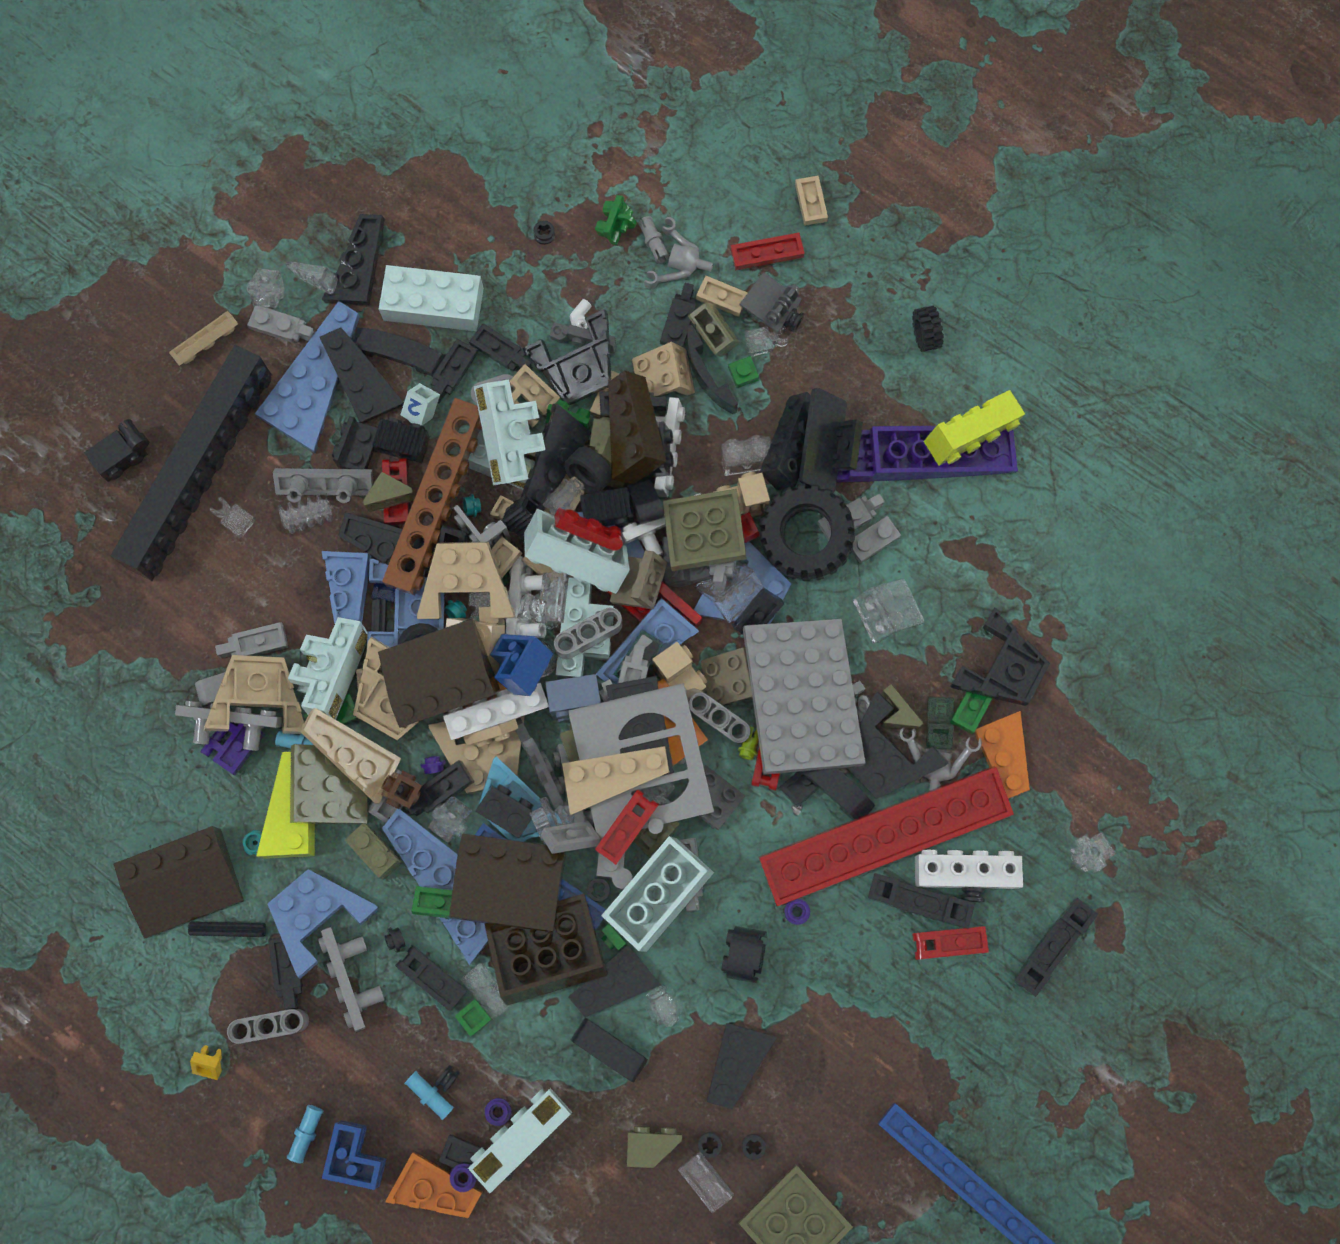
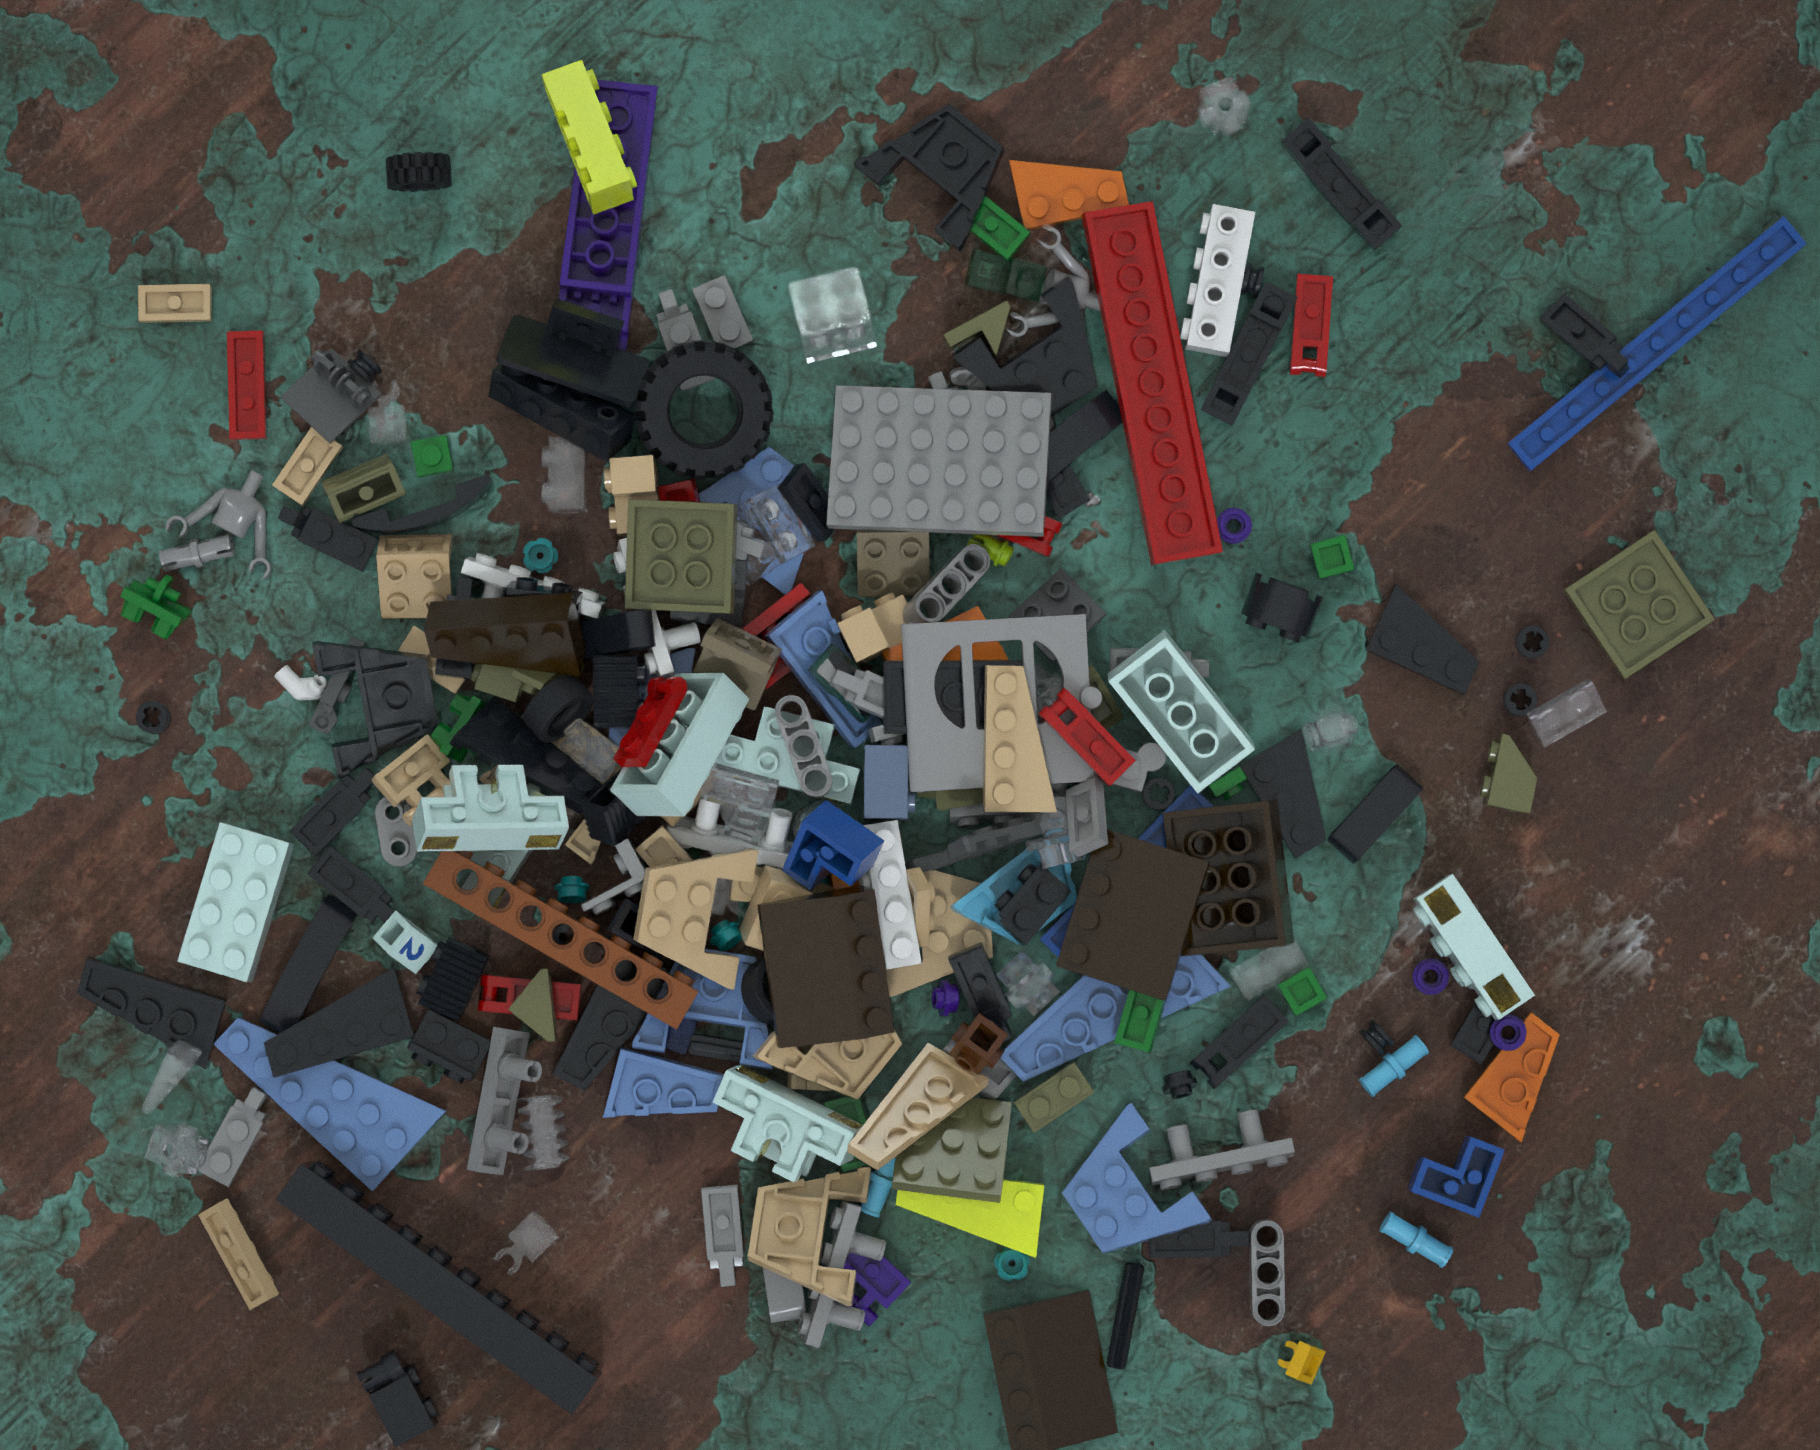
camera: 80 degrees left, 10 degrees up
(690, 443) = (531, 550): none -> teal plate
(787, 986) = (1331, 557): none -> green plate
(985, 1148) = (1585, 335): none -> black hinge

